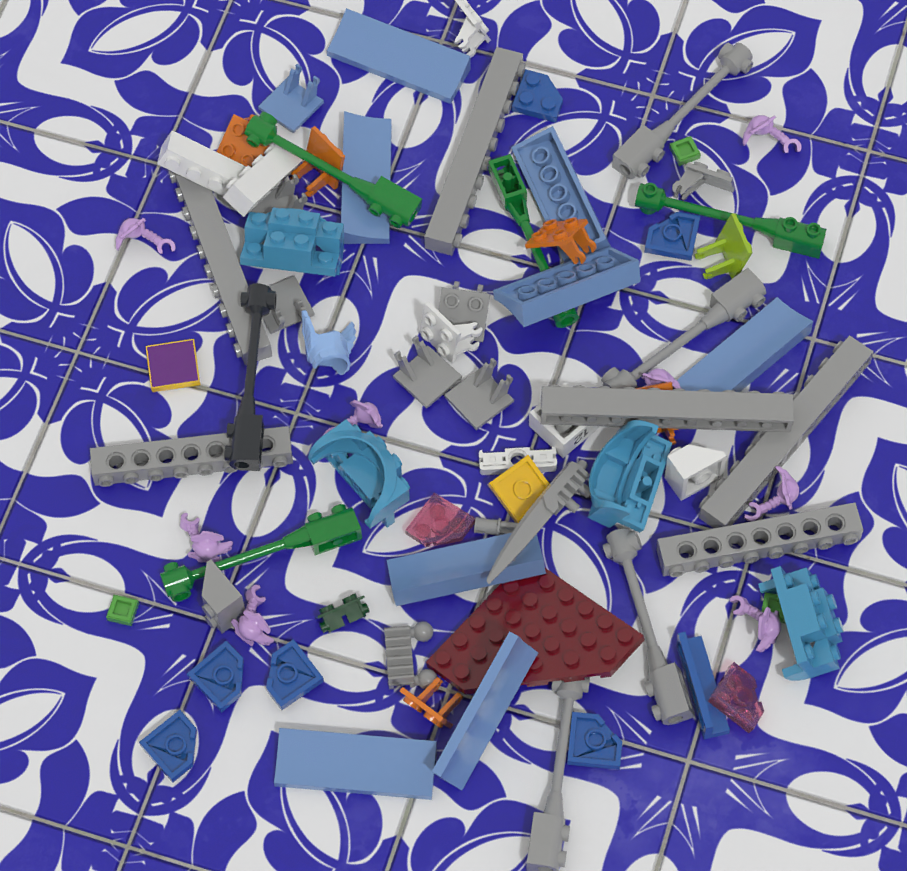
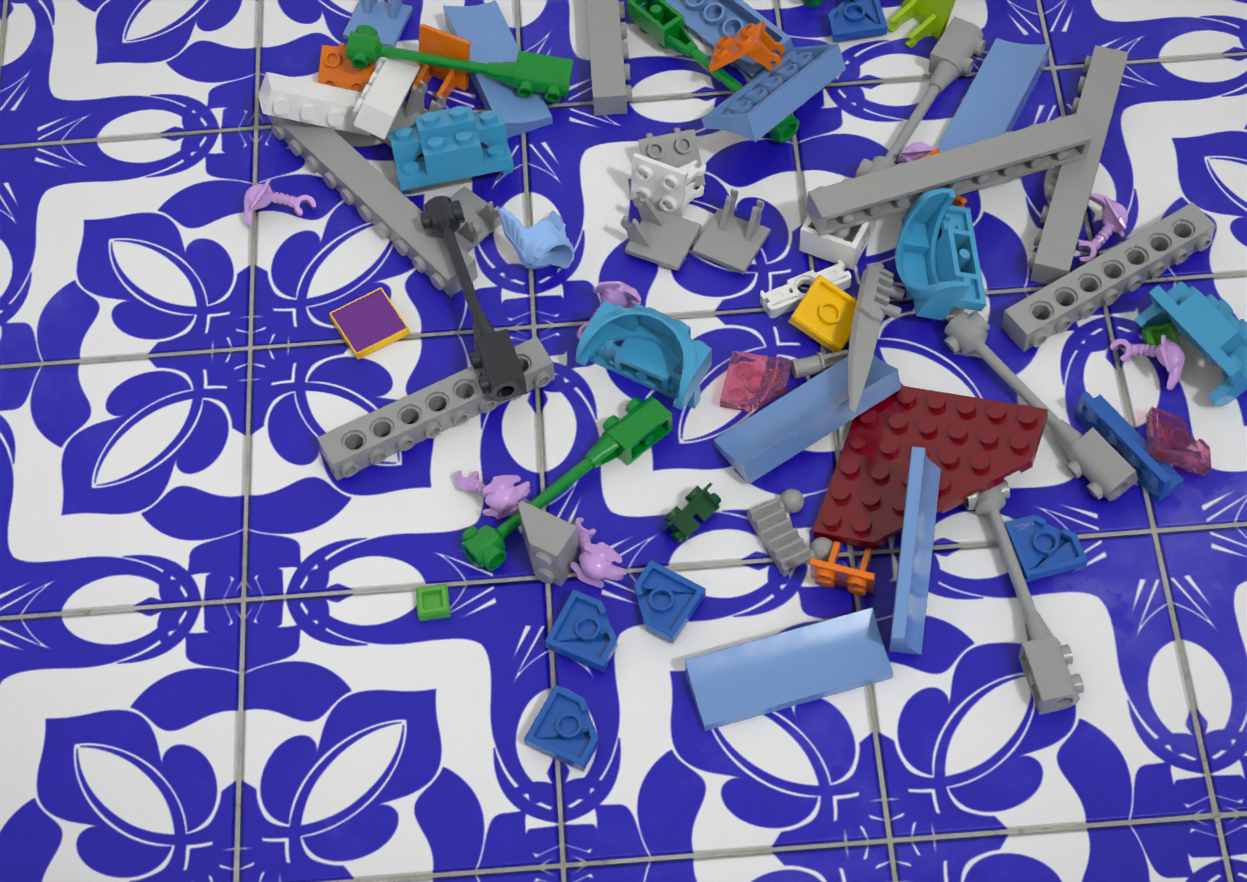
camera: 20 degrees left, 5 degrees down
(693, 469) = (1004, 227): white slope -> none

